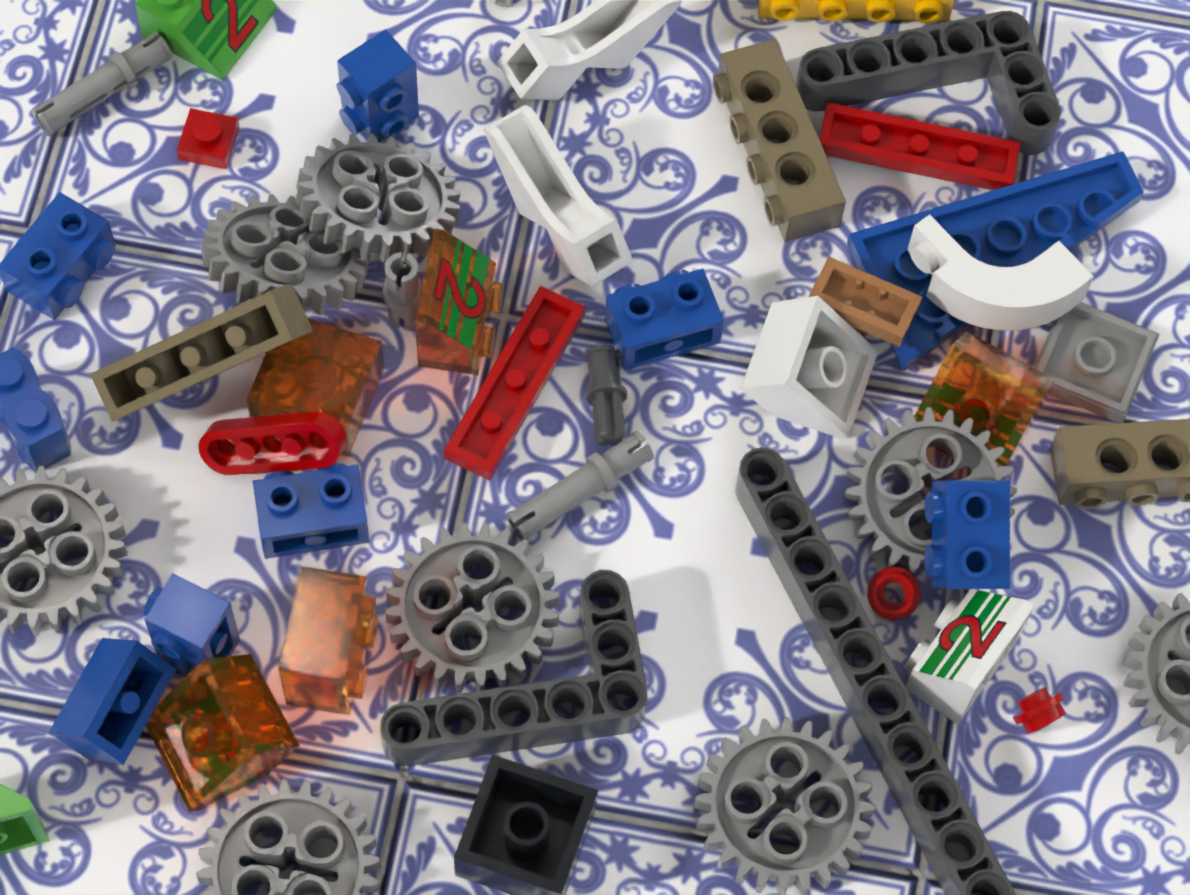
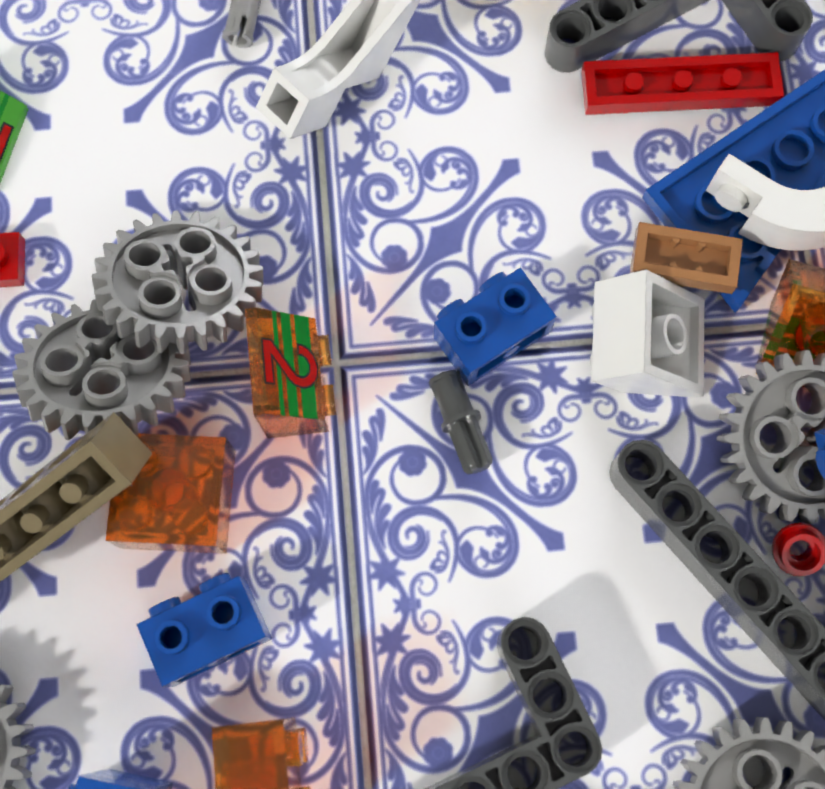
camera: 10 degrees left, 10 degrees up
(305, 442) = (147, 575): red plate -> none
(378, 88) = (146, 166): blue brick -> none
(402, 289) = (229, 373): light grey pin -> none
(502, 642) = (436, 720): light grey gear -> none
(514, 383) = (367, 434): red plate -> none
(551, 196) = (348, 231): white arch -> none
(597, 475) = (463, 524): light grey pin -> none
(763, 74) = (517, 49): dark tan brick -> none

